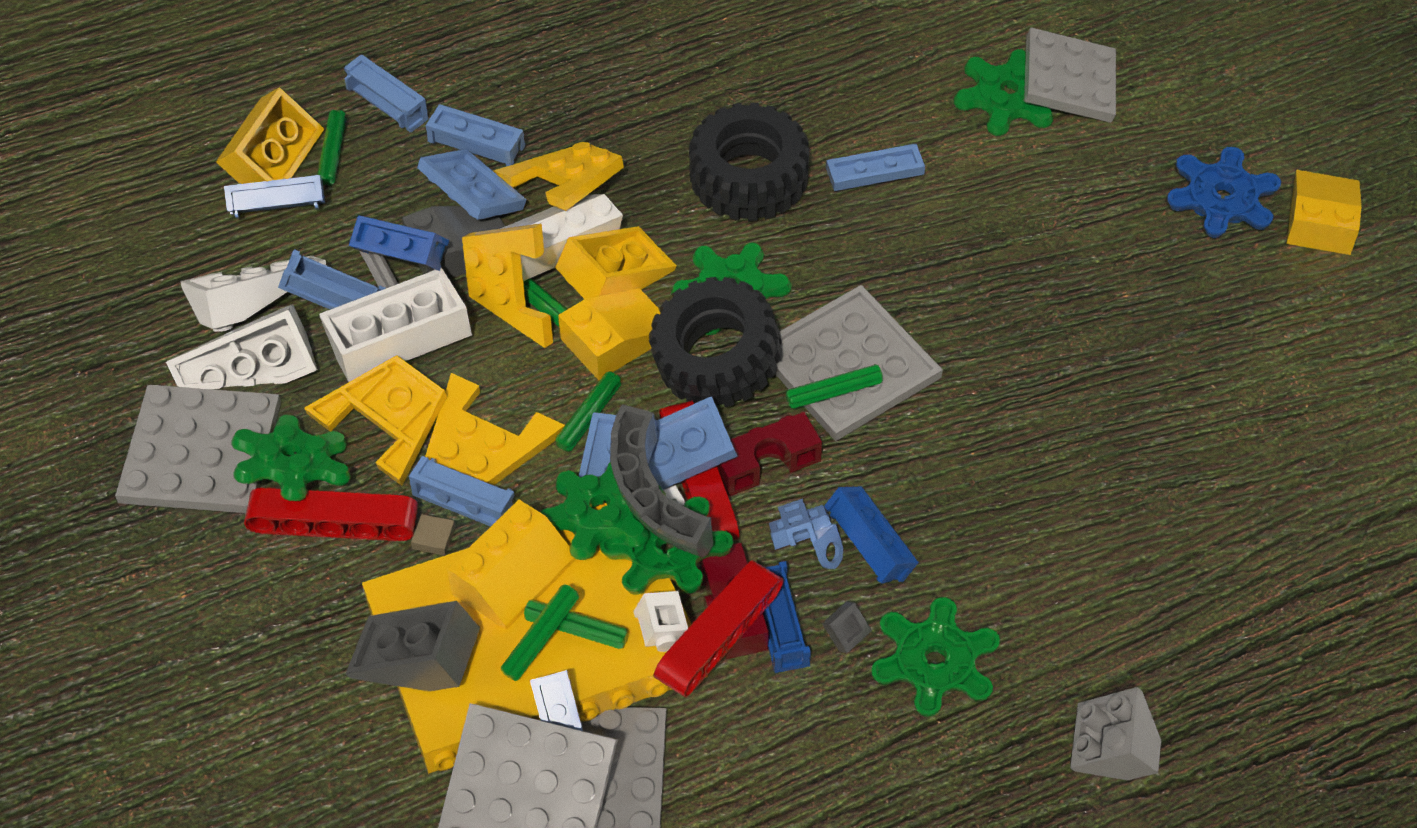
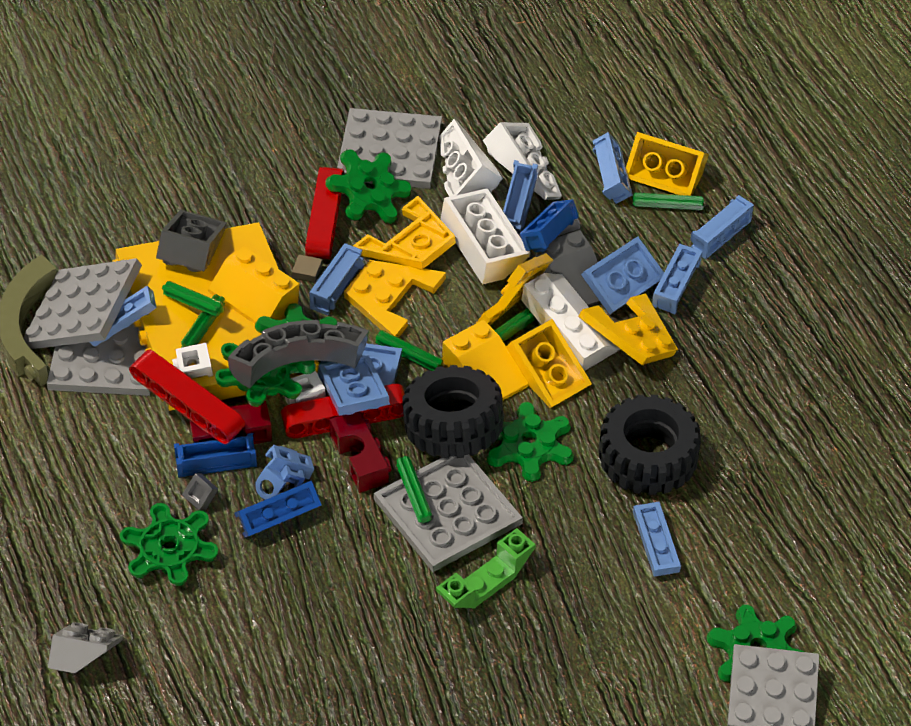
camera: 90 degrees right, 5 degrees down
(919, 293) = (492, 576): none -> bright green slope

